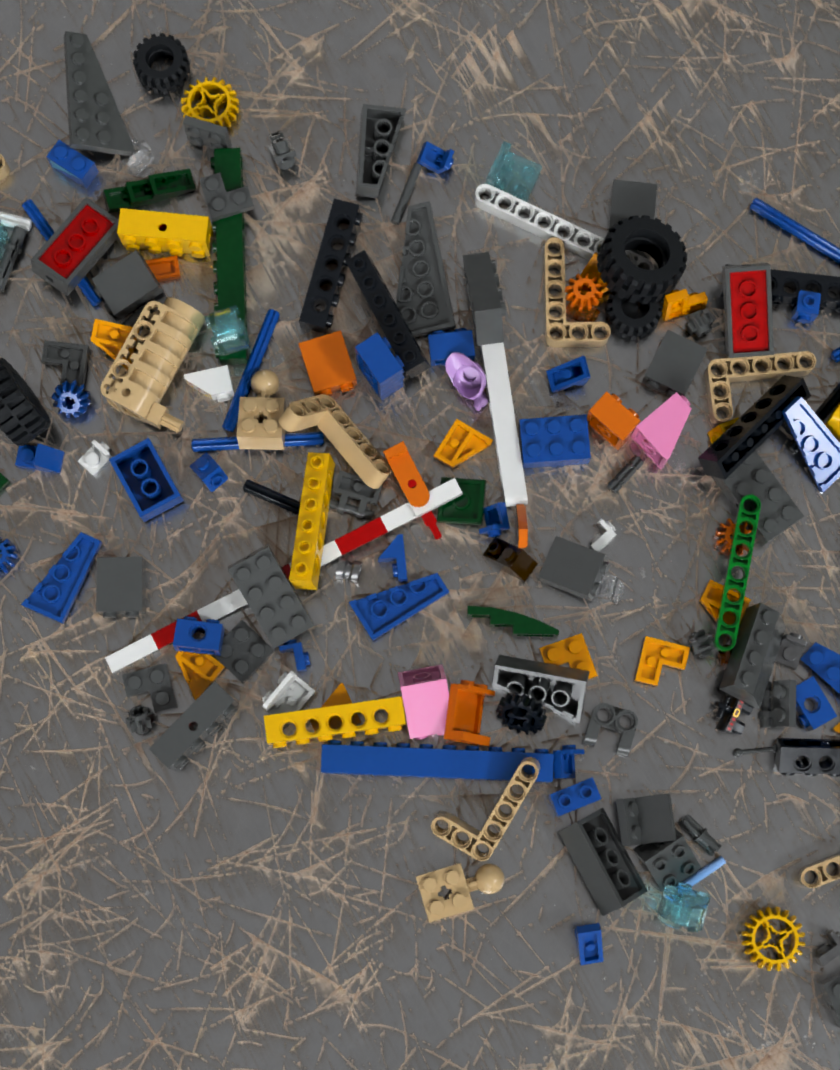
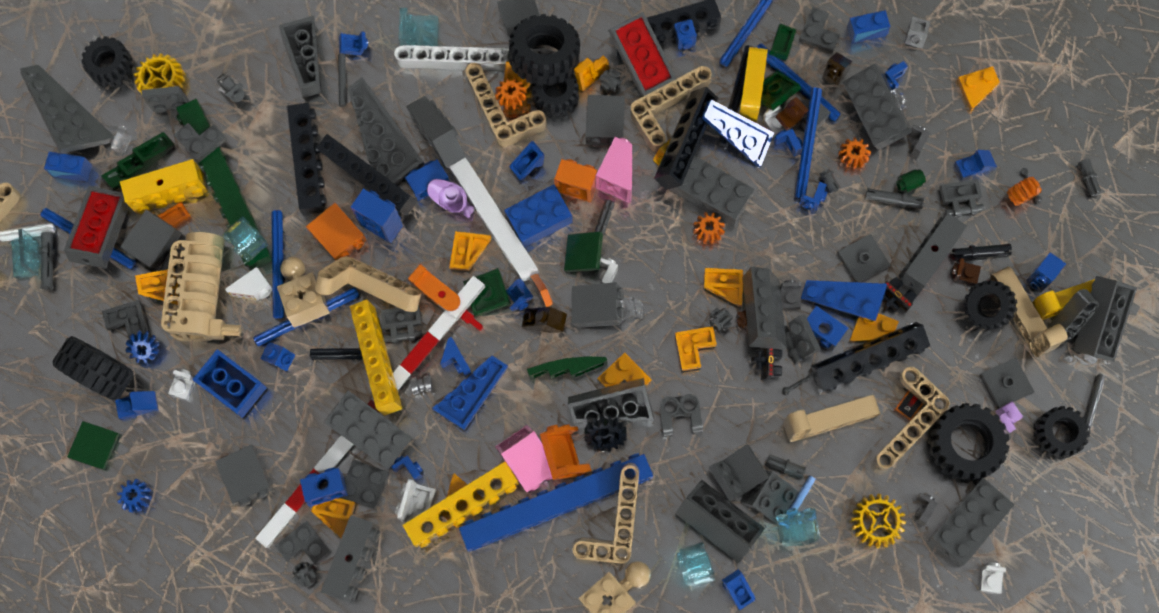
camera: 20 degrees left, 5 degrees down
(63, 582) = (196, 494): blue wing -> none
(556, 898) = (696, 564): none -> clear light blue brick
(565, 762) = (656, 457): blue bracket -> none
(574, 797) = (675, 480): blue brick -> none
(585, 503) = (583, 252): none -> dark green tile
(743, 563) = (722, 243): green beam -> none
(743, 801) = (801, 426): none -> tan beam

